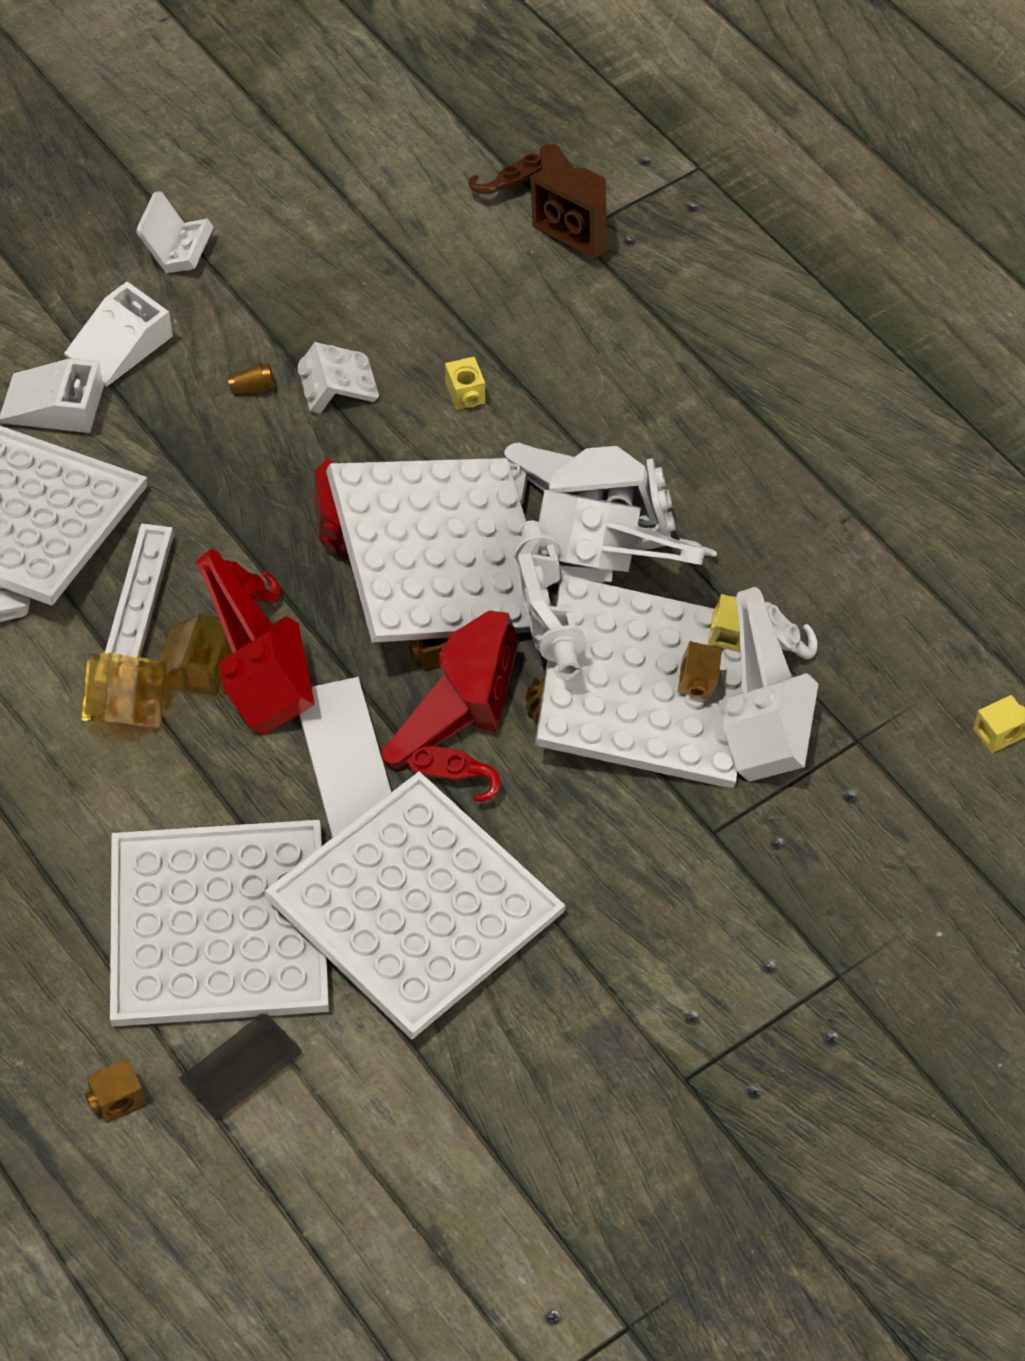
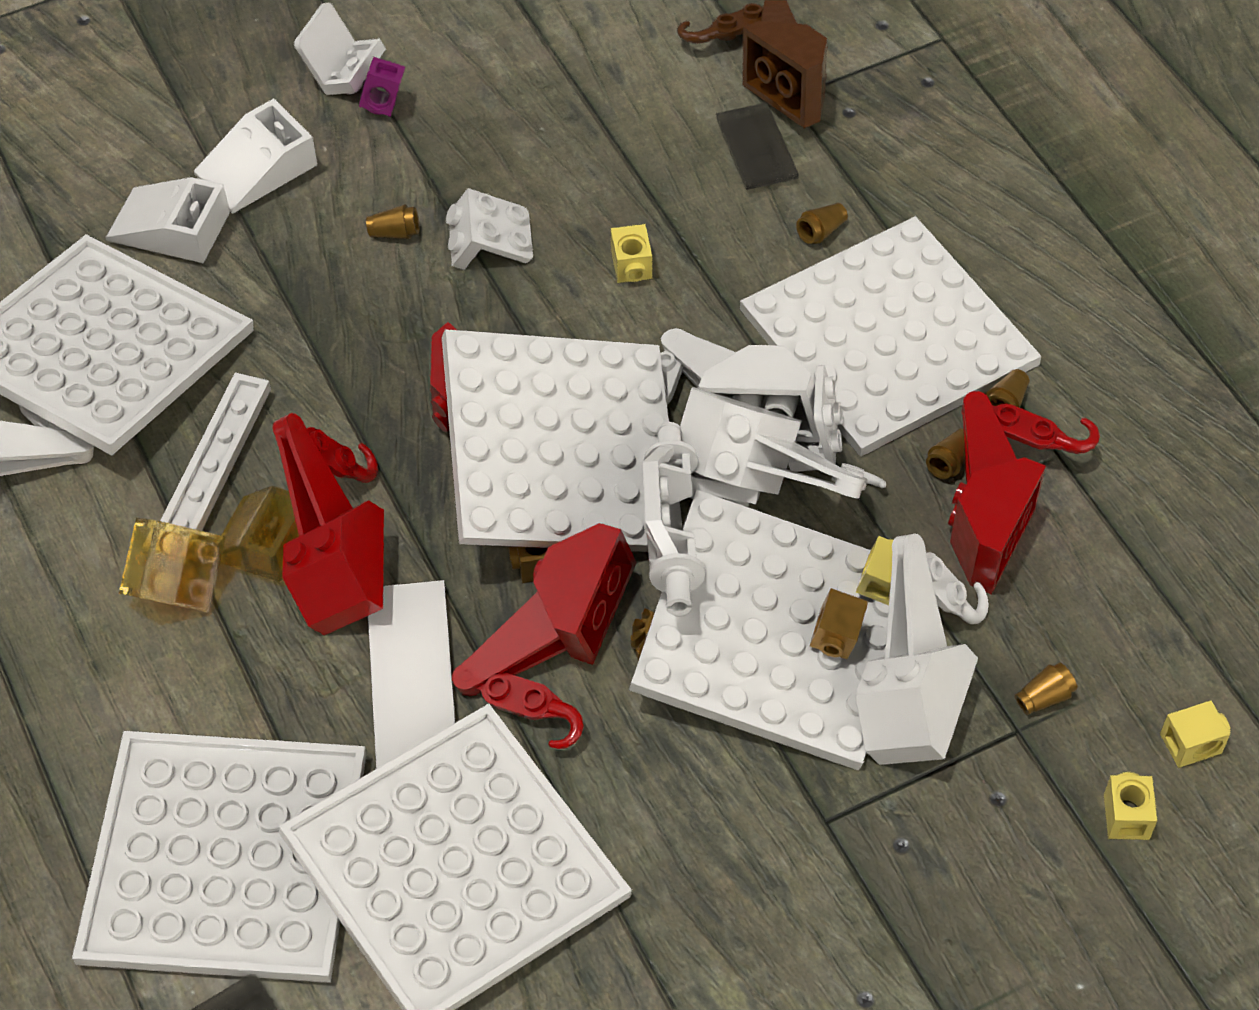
camera: 10 degrees right, 0 degrees up
(222, 251) = (385, 76): none -> magenta brick
(555, 278) = (757, 146): none -> clear smoke piece
(622, 339) = (820, 222): none -> pearl gold cone
(703, 421) = (894, 331): none -> white plate
(765, 522) = (947, 456): none -> pearl gold cone
(805, 467) = (1009, 389): none -> pearl gold cone
(812, 544) = (1000, 488): none -> red slope
(876, 703) = (1046, 689): none -> pearl gold cone
(956, 799) = (1127, 821): none -> light yellow brick

